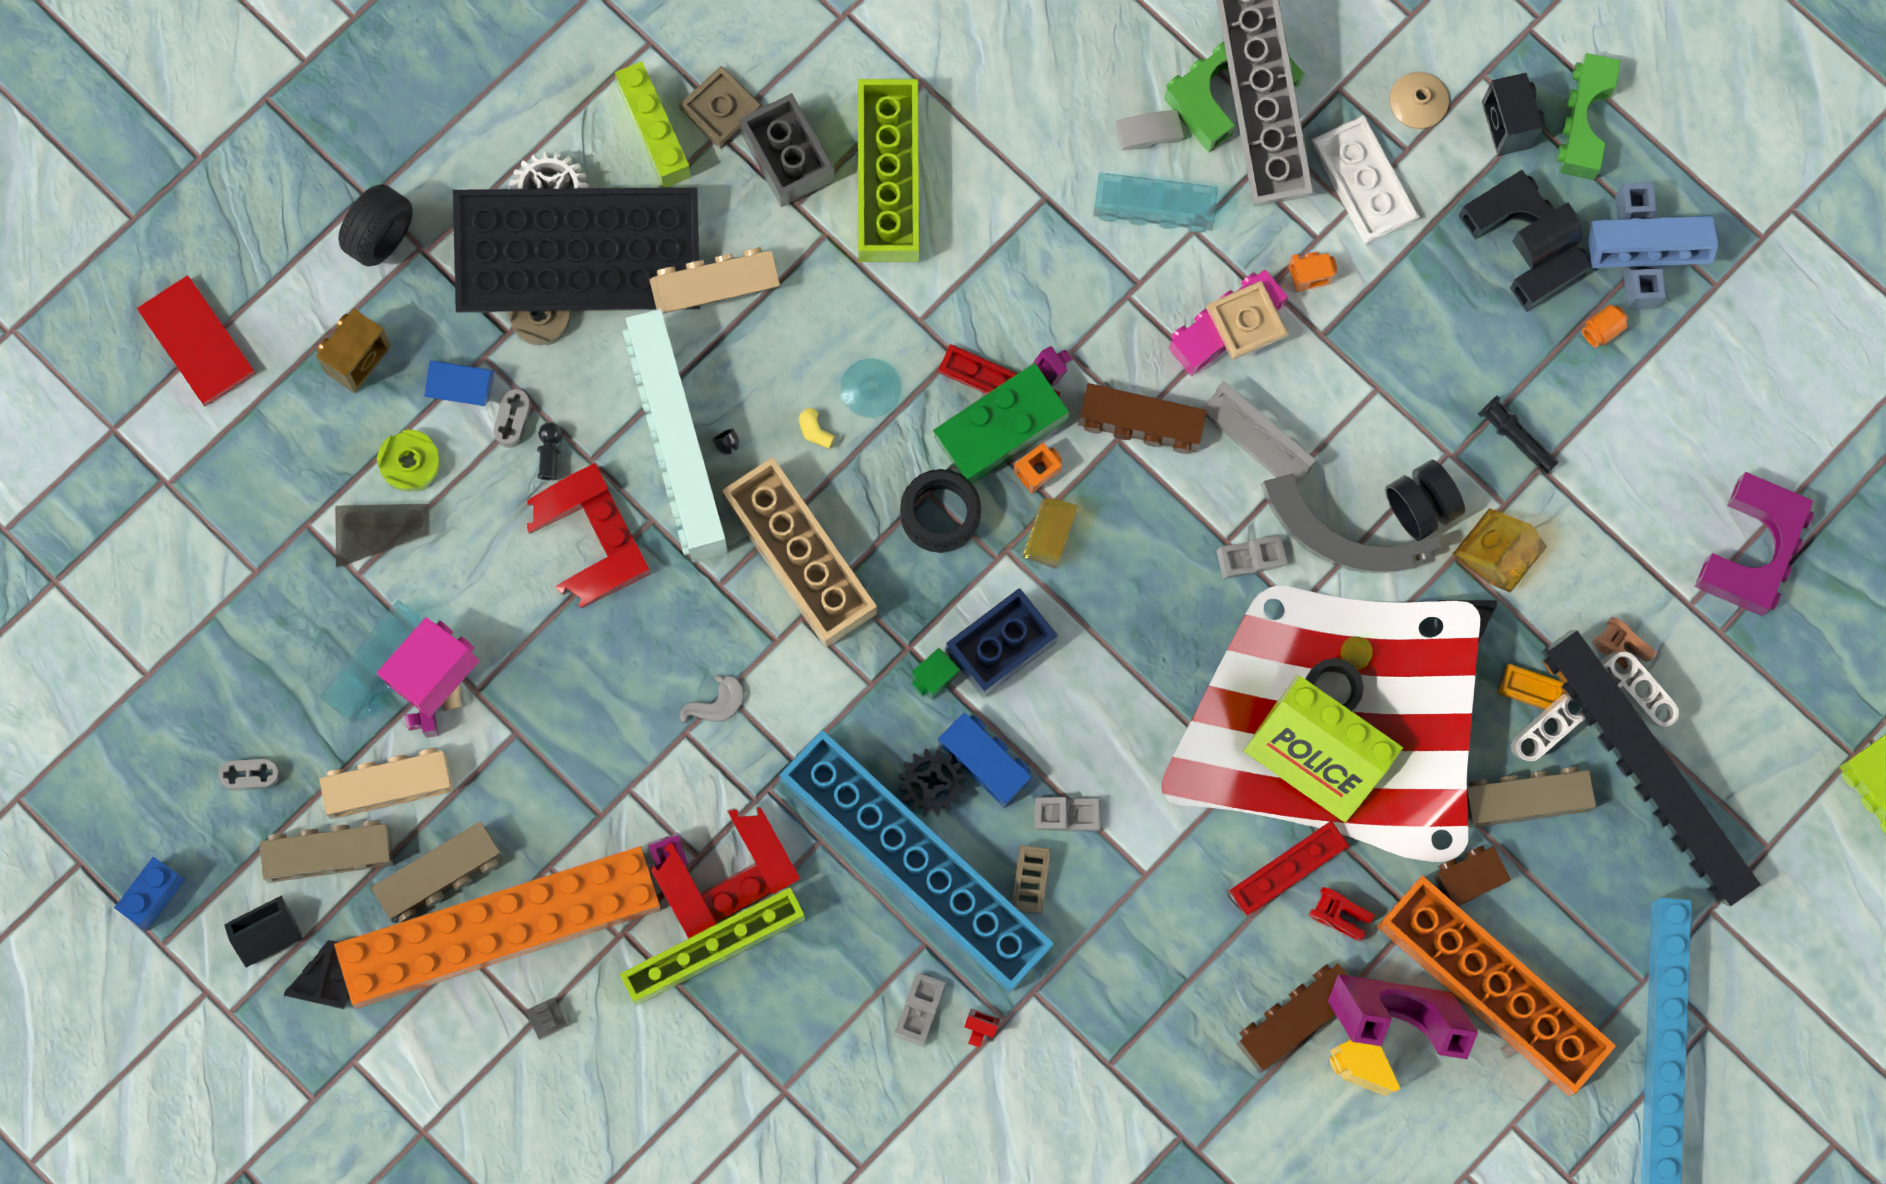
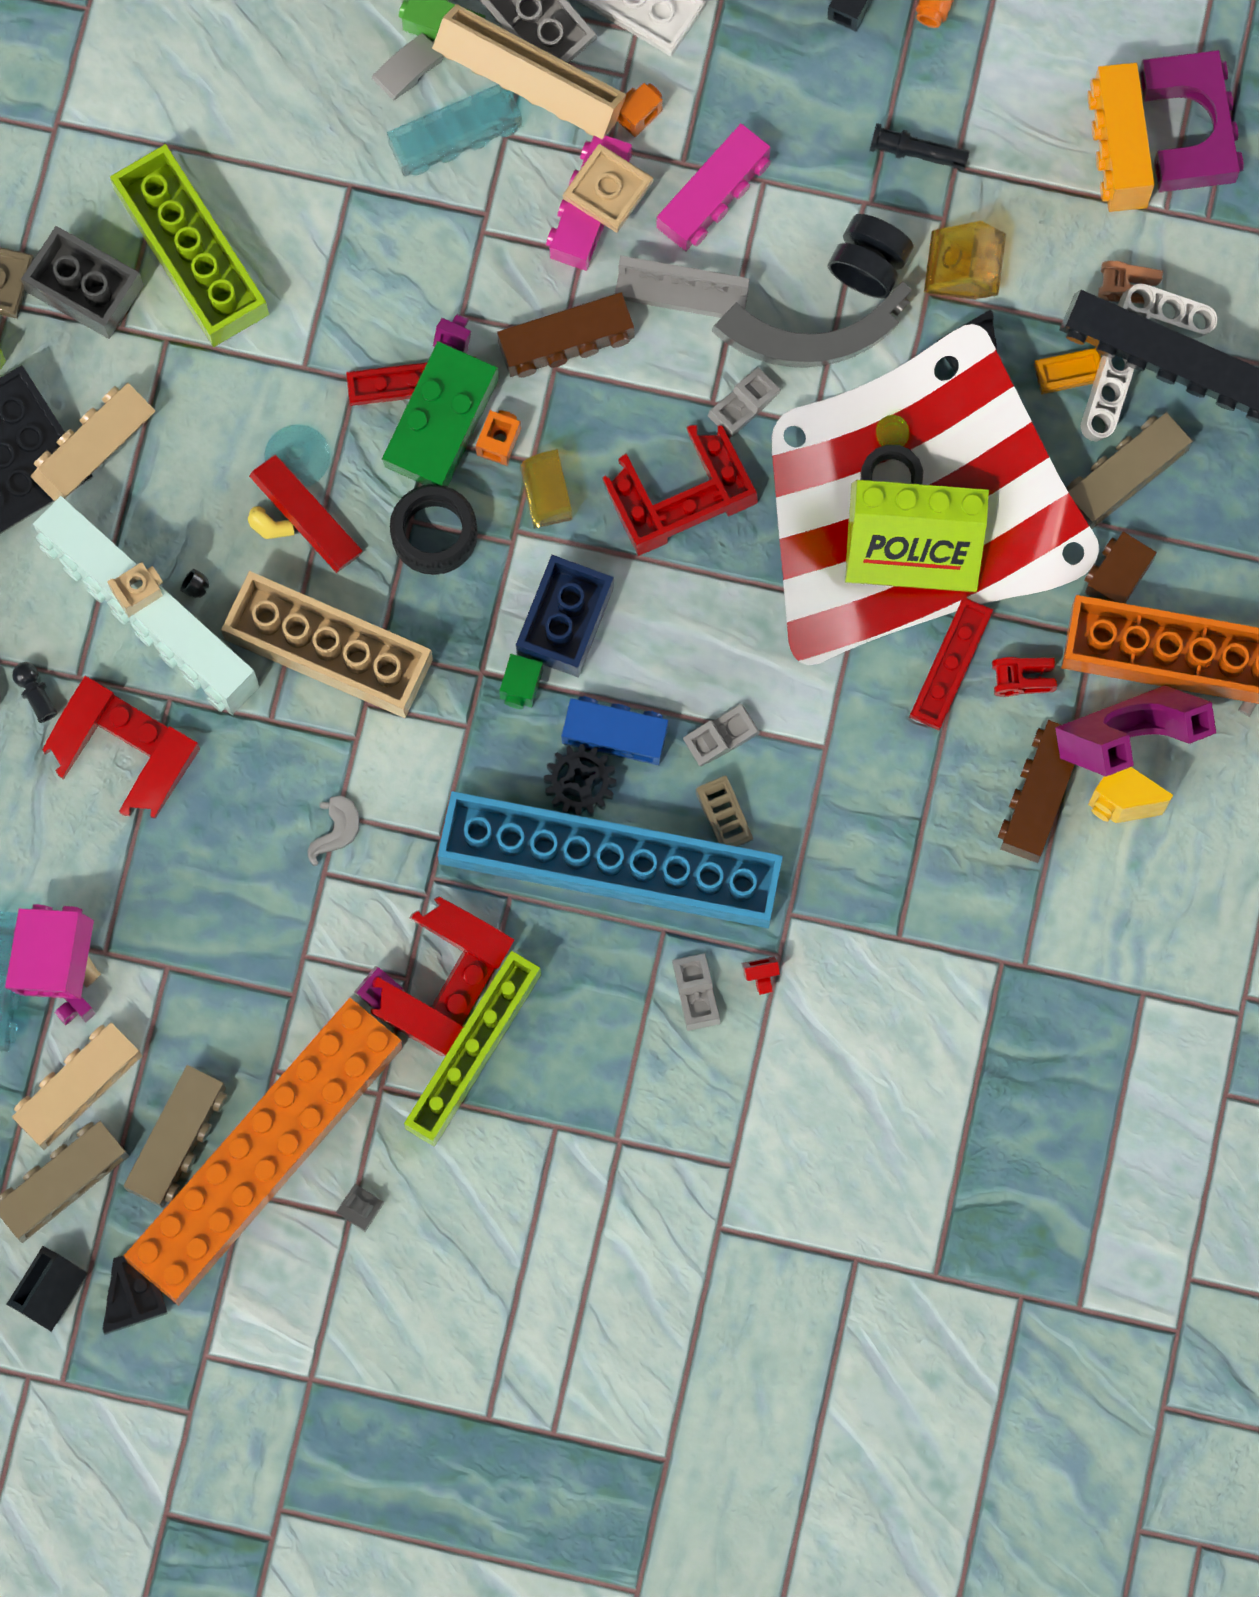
camera: 25 degrees left, 0 degrees up
(666, 427) = (136, 599): none -> tan brick
(848, 437) = (306, 513): none -> red tile
(1116, 611) = (651, 525): none -> red wedge
(1240, 190) = (529, 71): none -> tan brick
(1333, 370) = (713, 187): none -> dark pink brick
(1689, 524) = (1121, 137): none -> light orange brick

